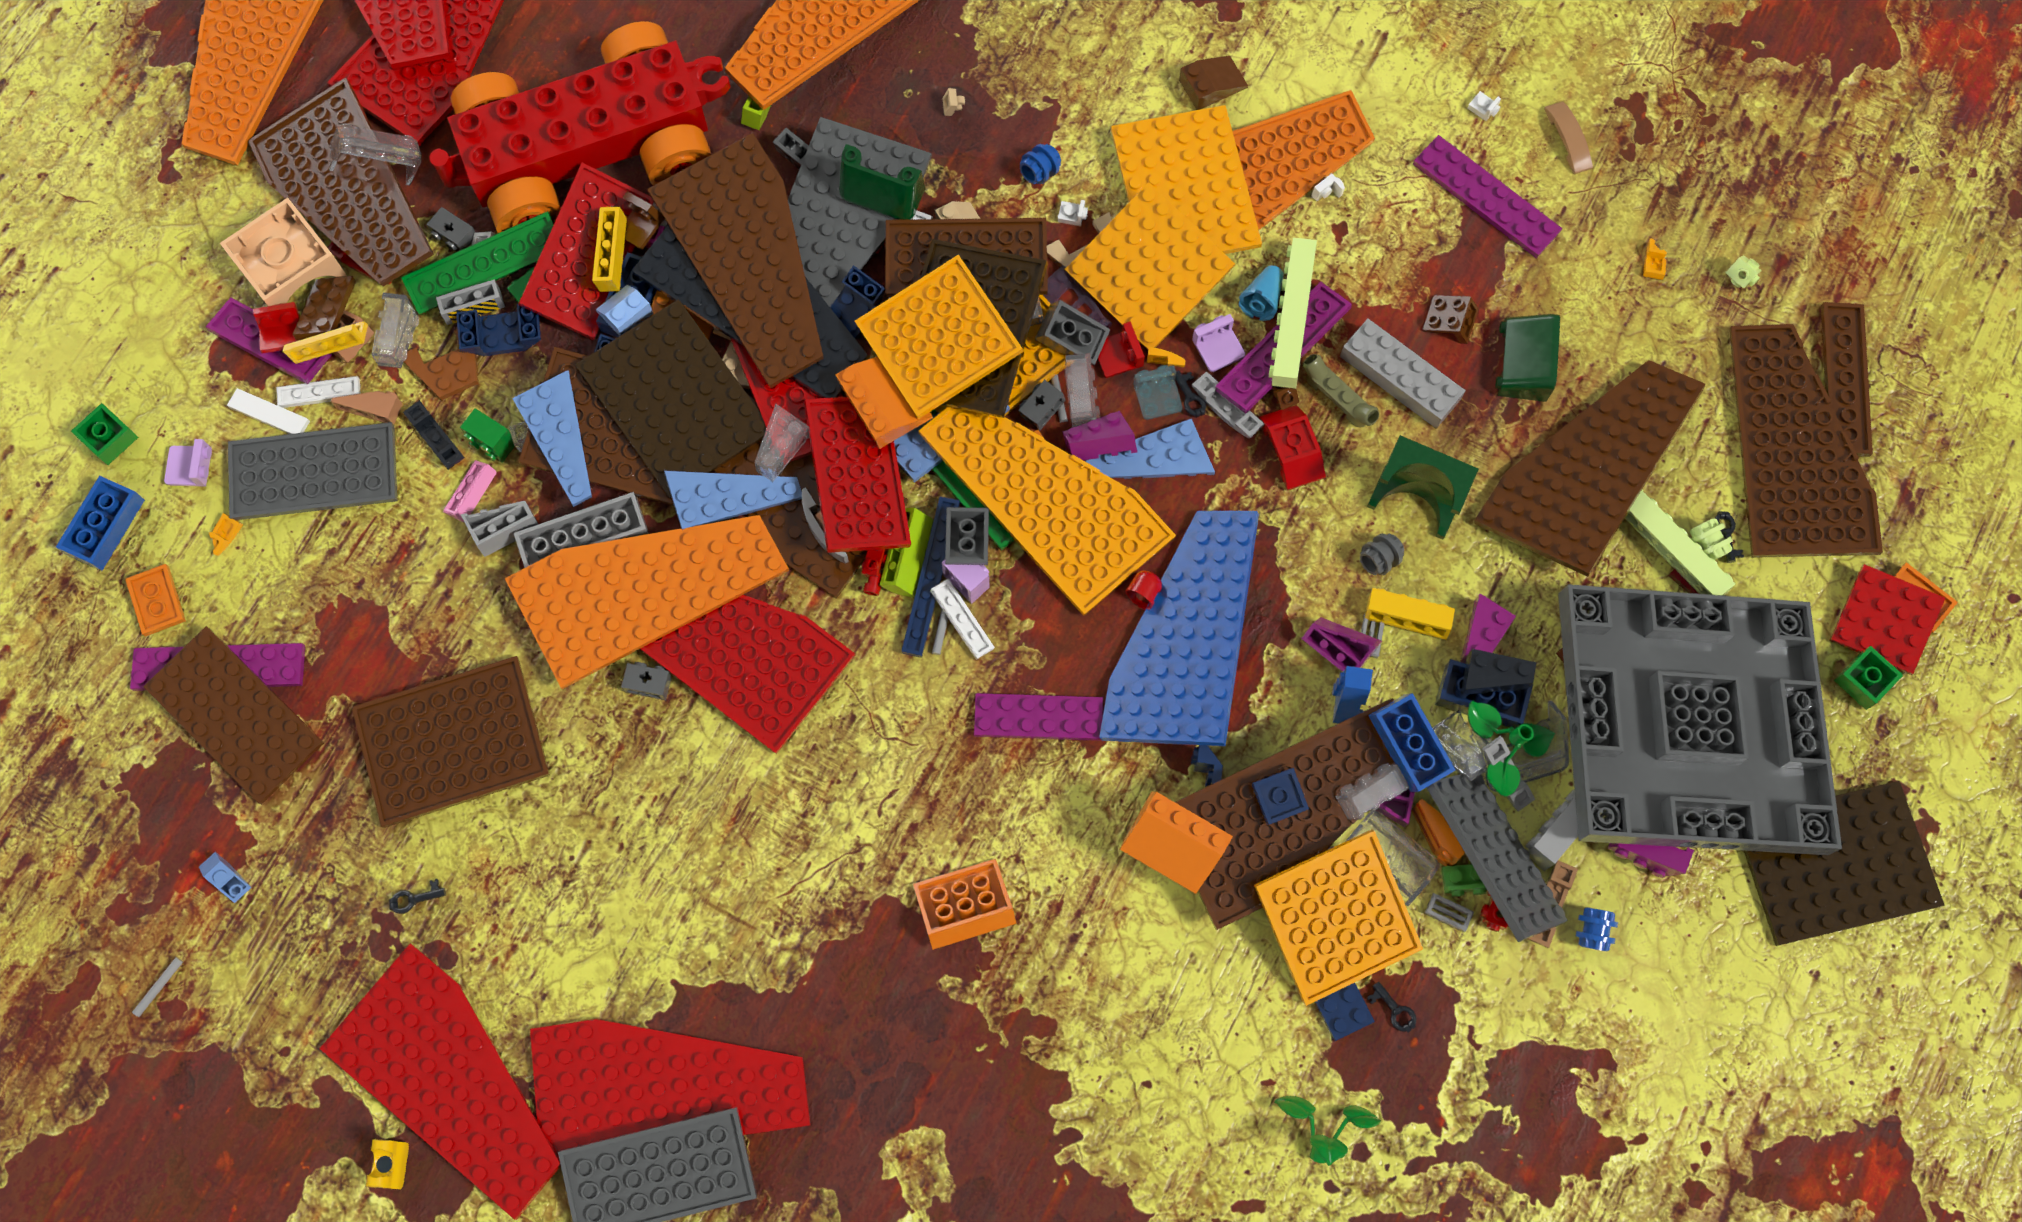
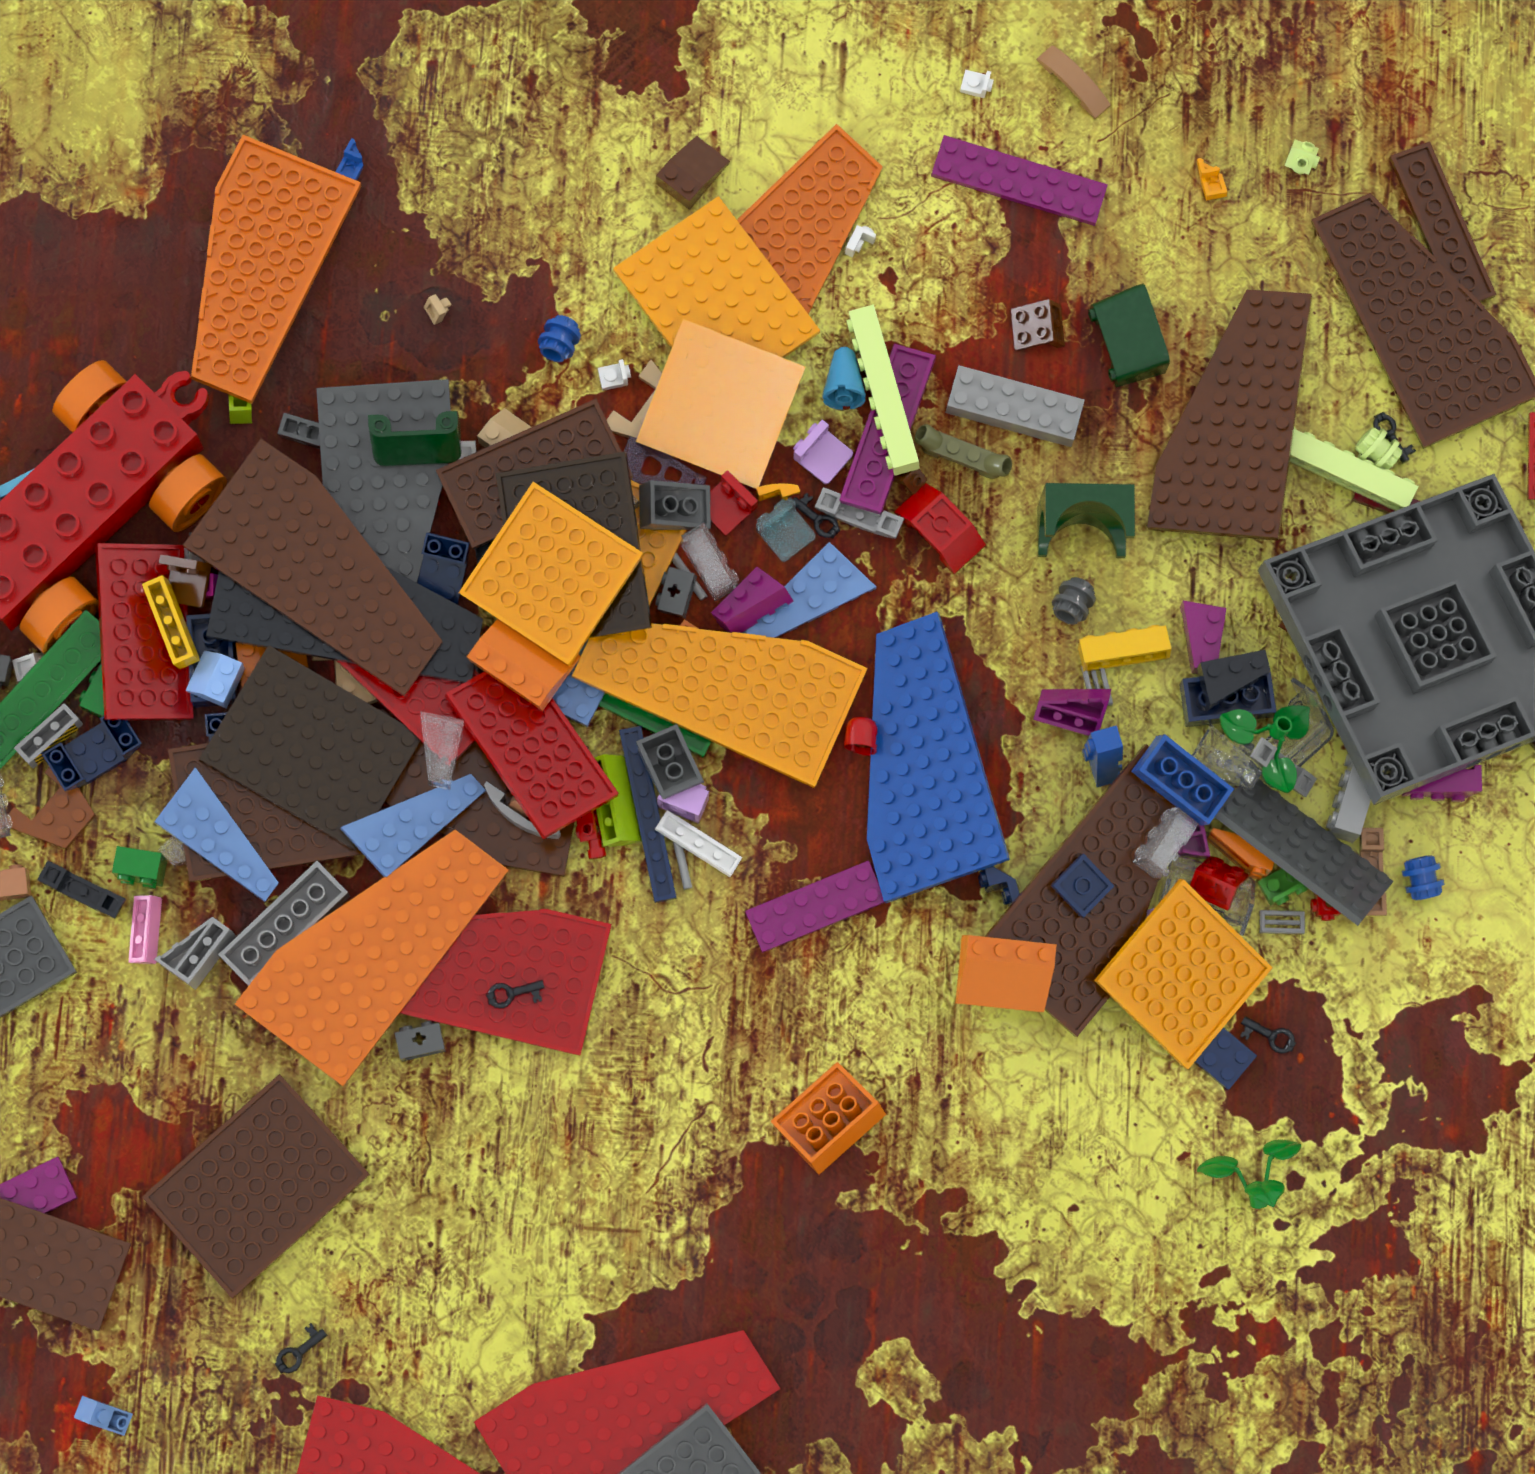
camera: 30 degrees left, 5 degrees up
(762, 677) = (512, 992): none -> black piece
(1405, 850) = (1218, 881): none -> red bracket

